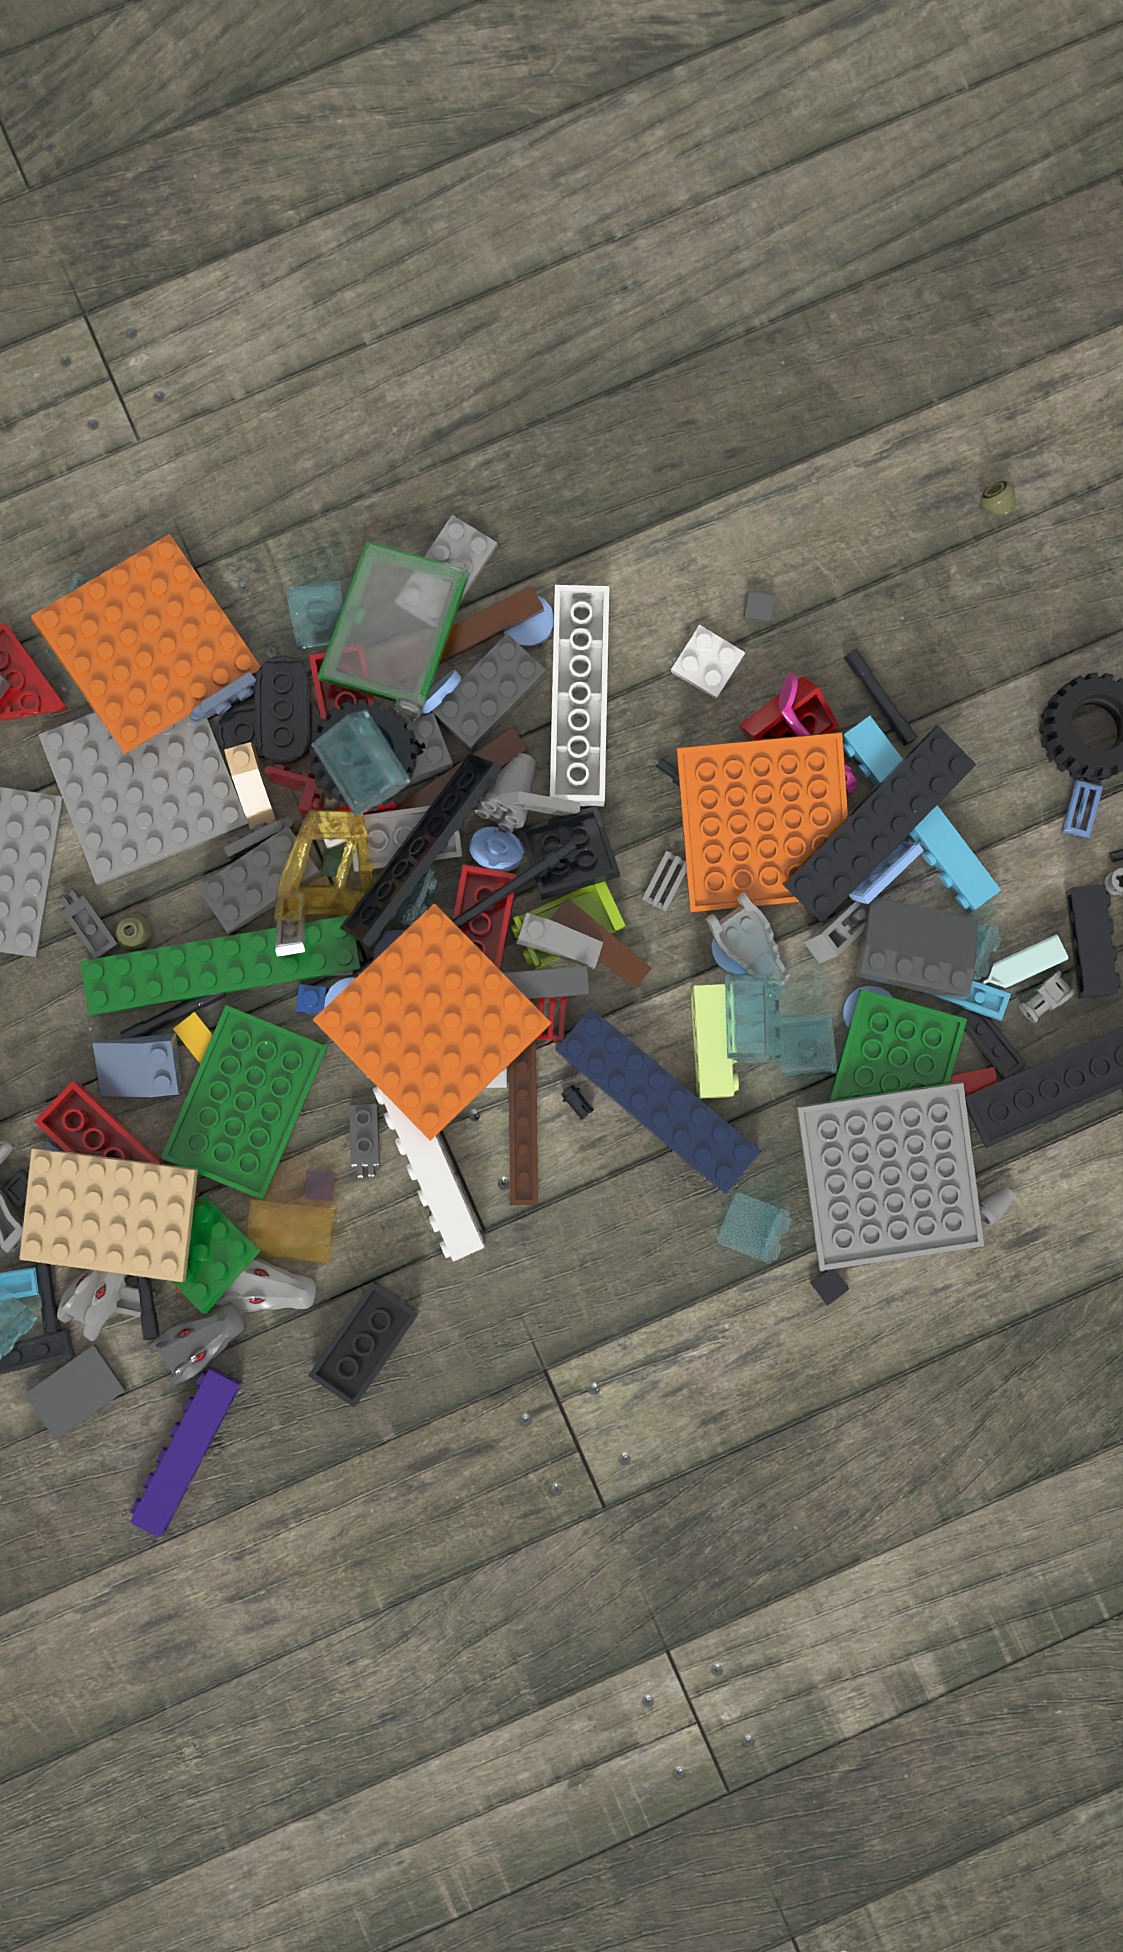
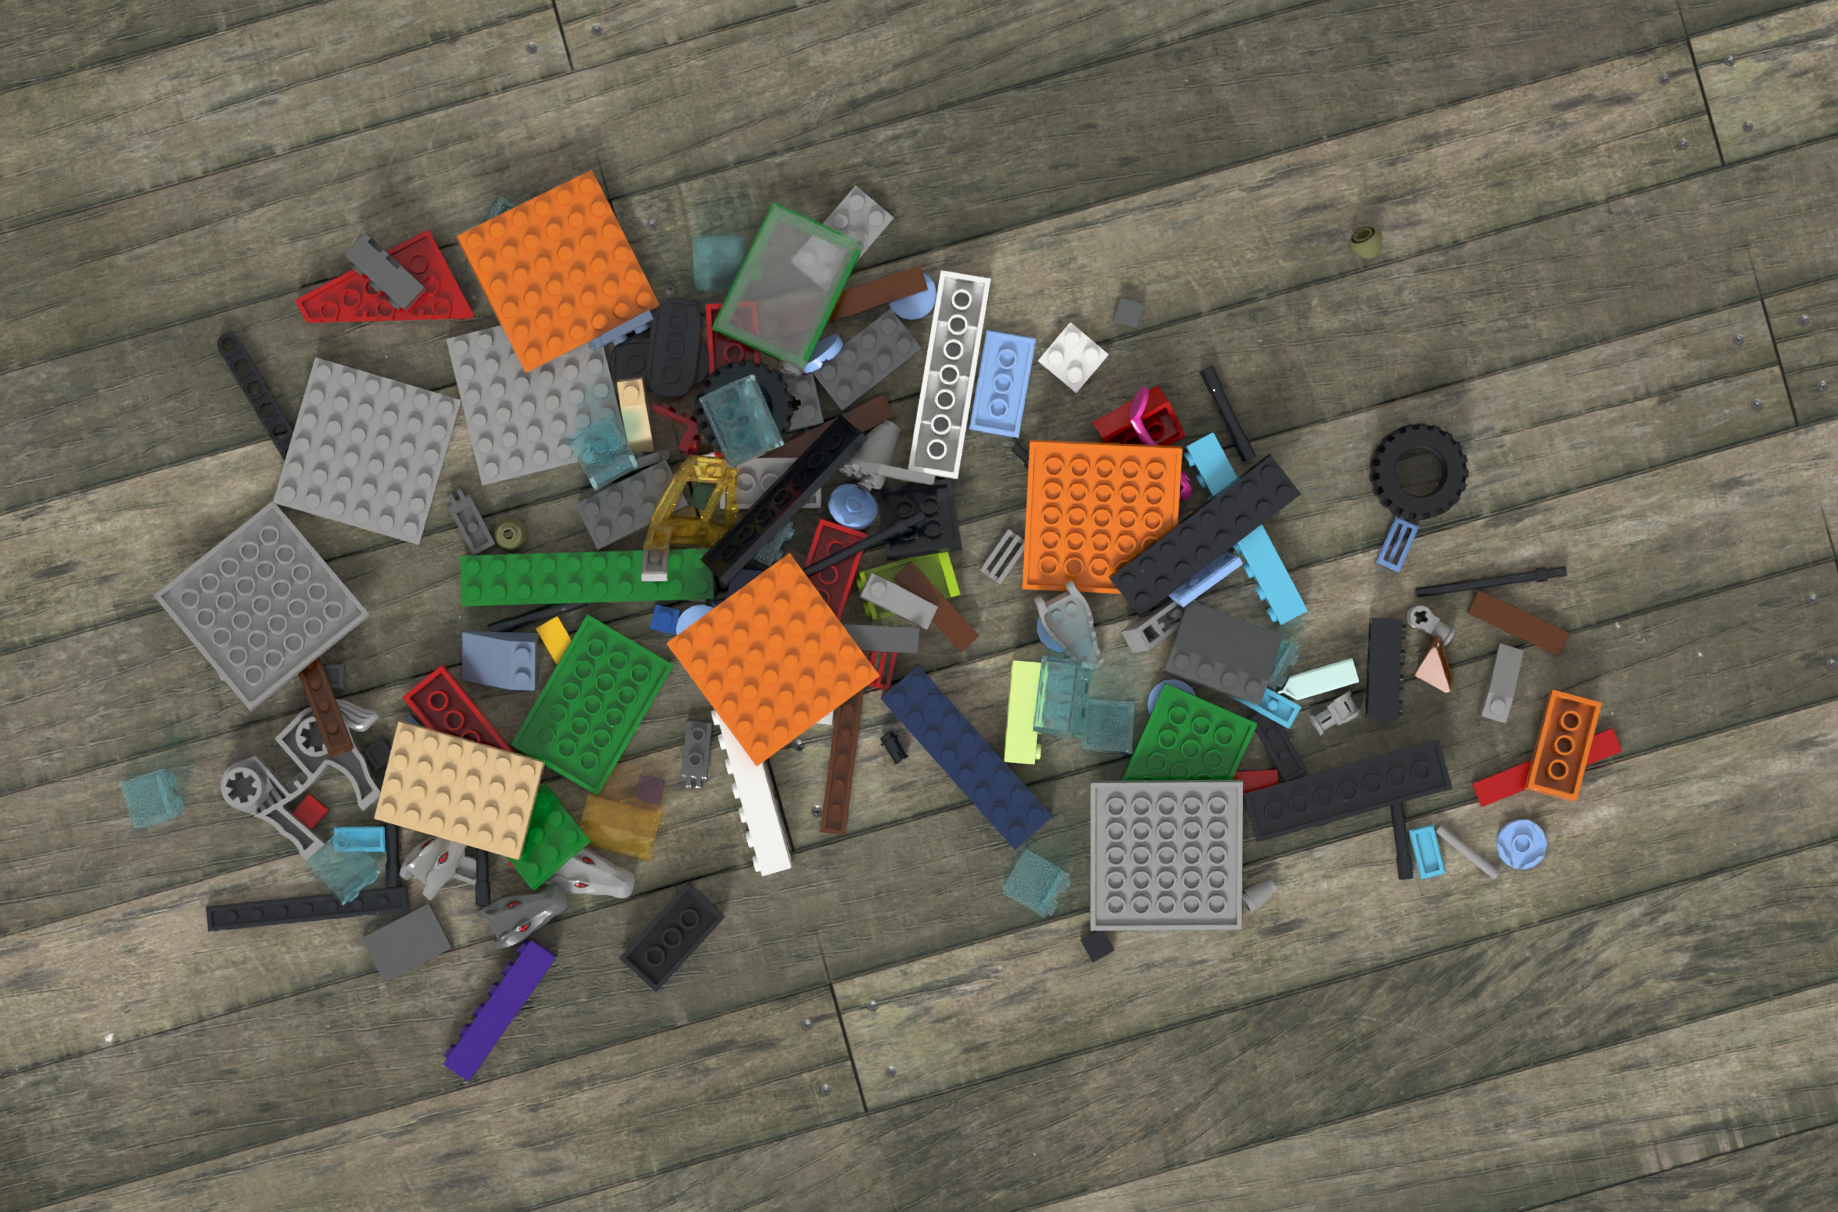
camera: 10 degrees right, 5 degrees up
(218, 826) = (602, 452): none -> clear light blue brick
(637, 700) = (1002, 384): none -> light blue tile

